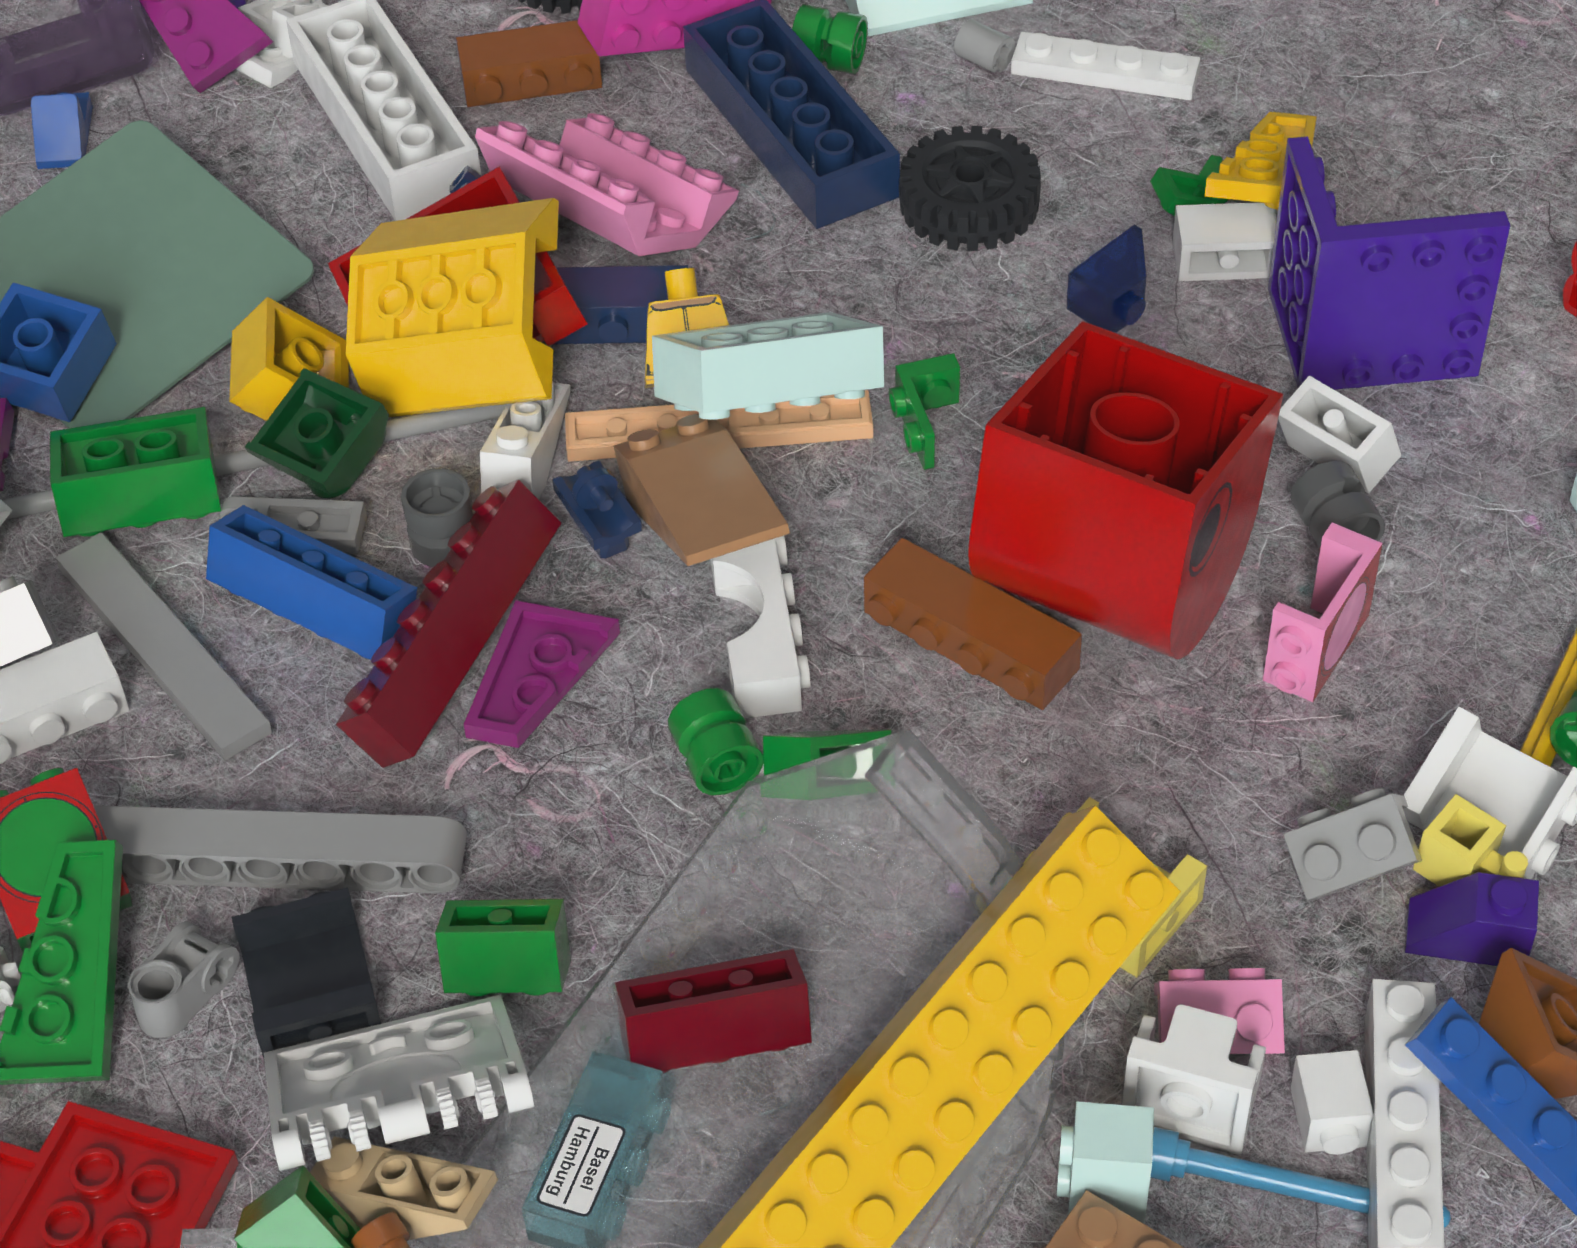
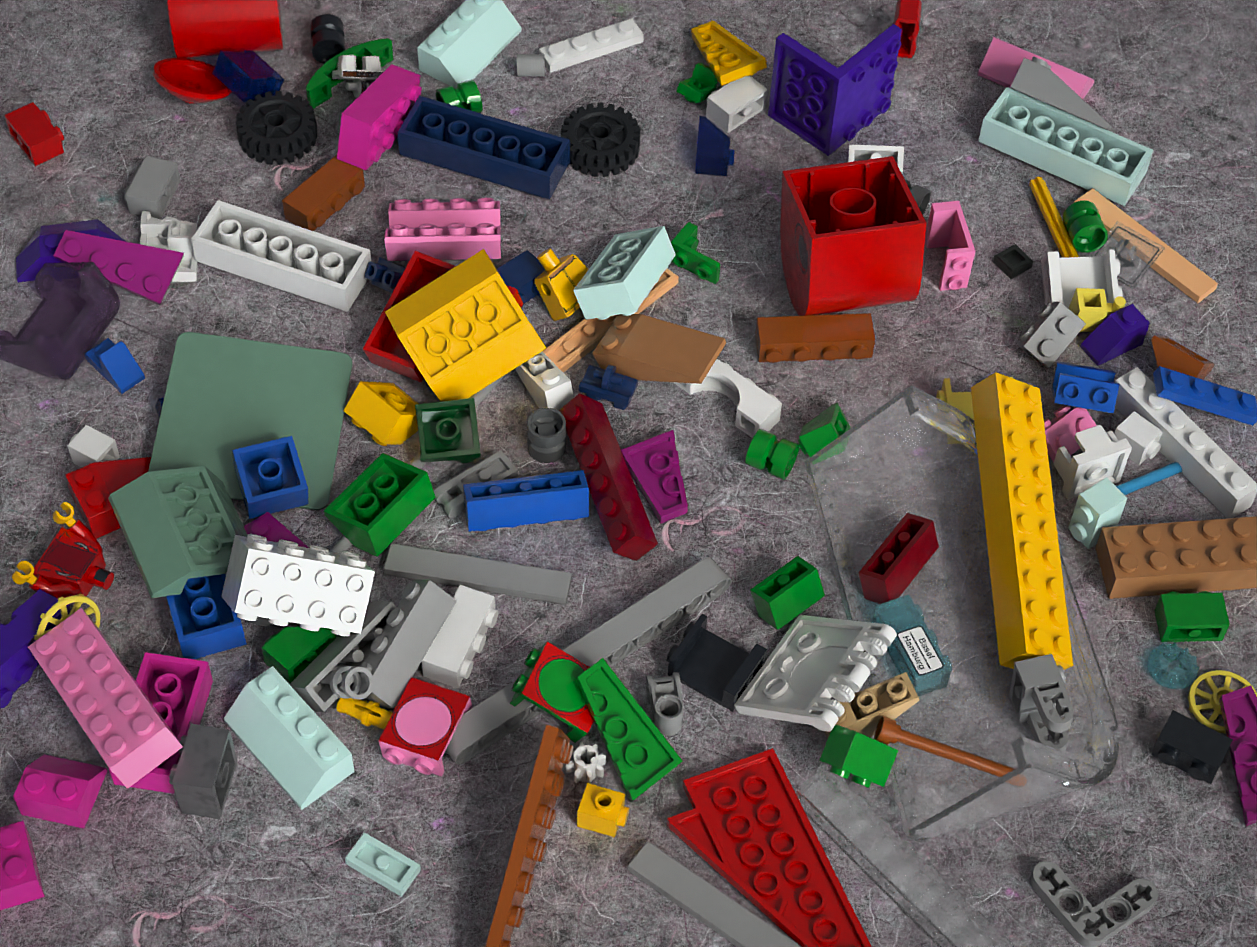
camera: 45 degrees left, 5 degrees up
(1309, 964) = (1084, 387): none -> blue panel
(1427, 705) = (1013, 261): none -> pearl dark grey tile

